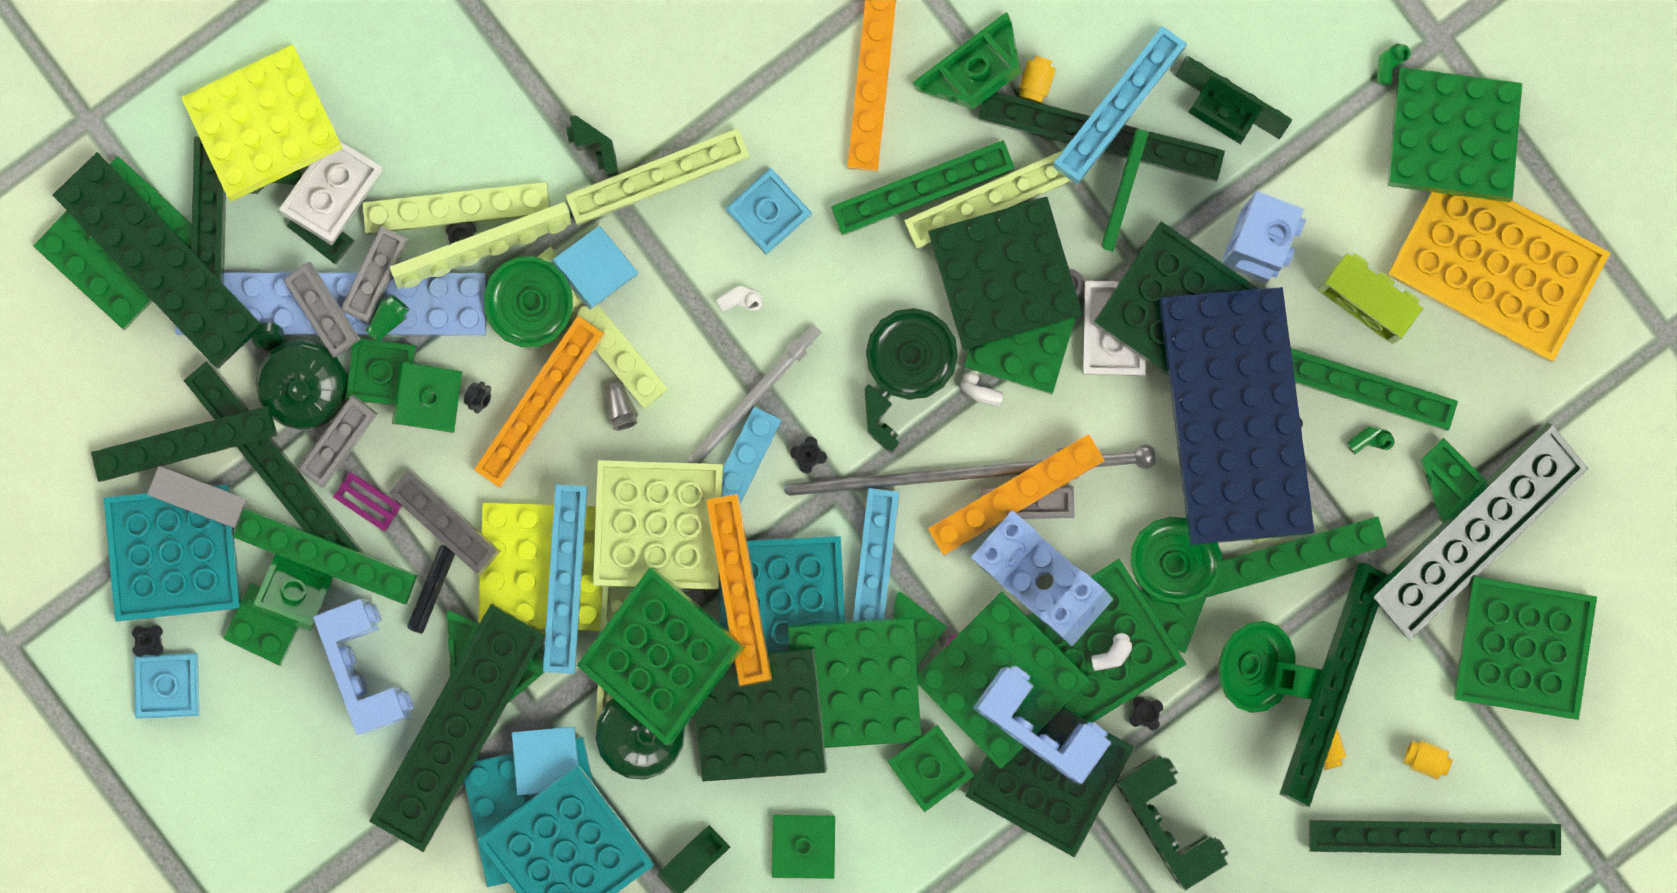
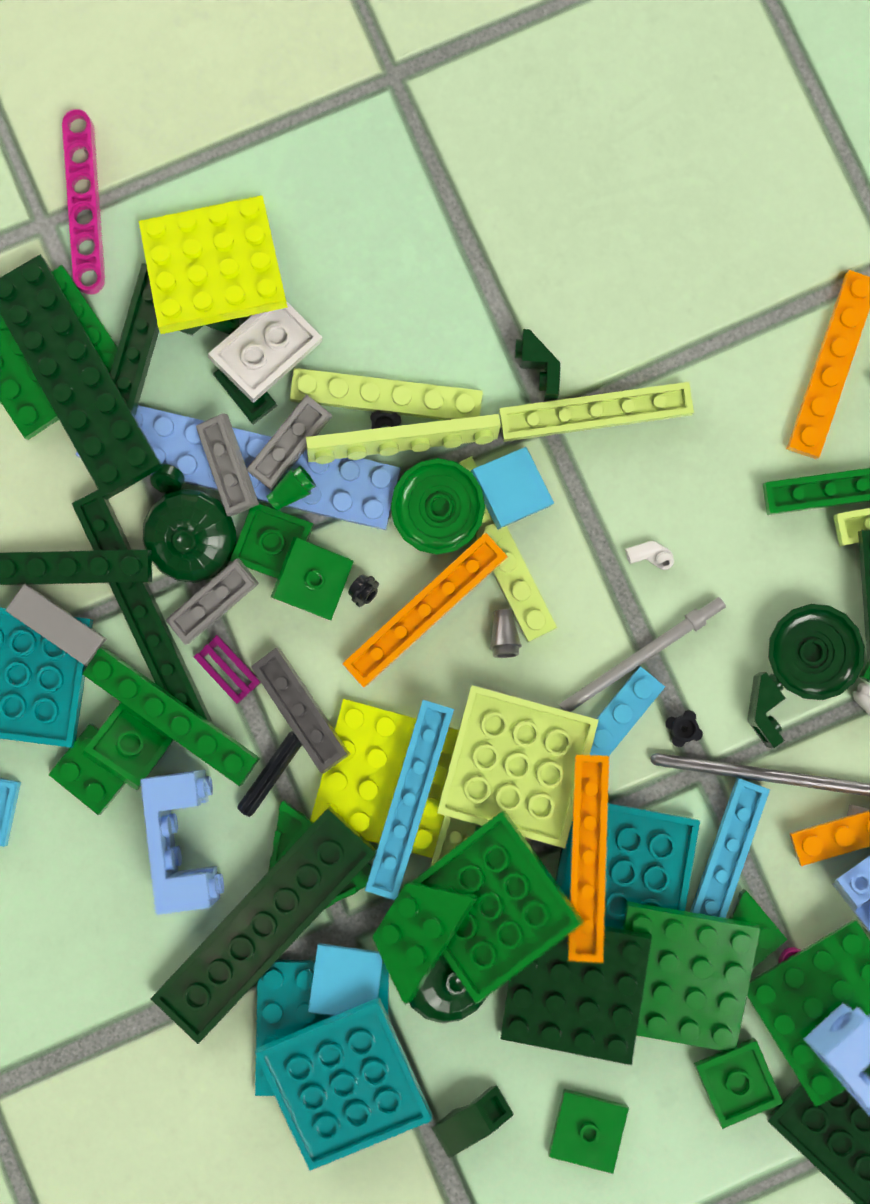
camera: 15 degrees right, 0 degrees up
(119, 91) = (86, 201): none -> dark pink beam
(600, 697) = (418, 933): none -> green wing
(768, 211) = (698, 472): medium azure tile -> none

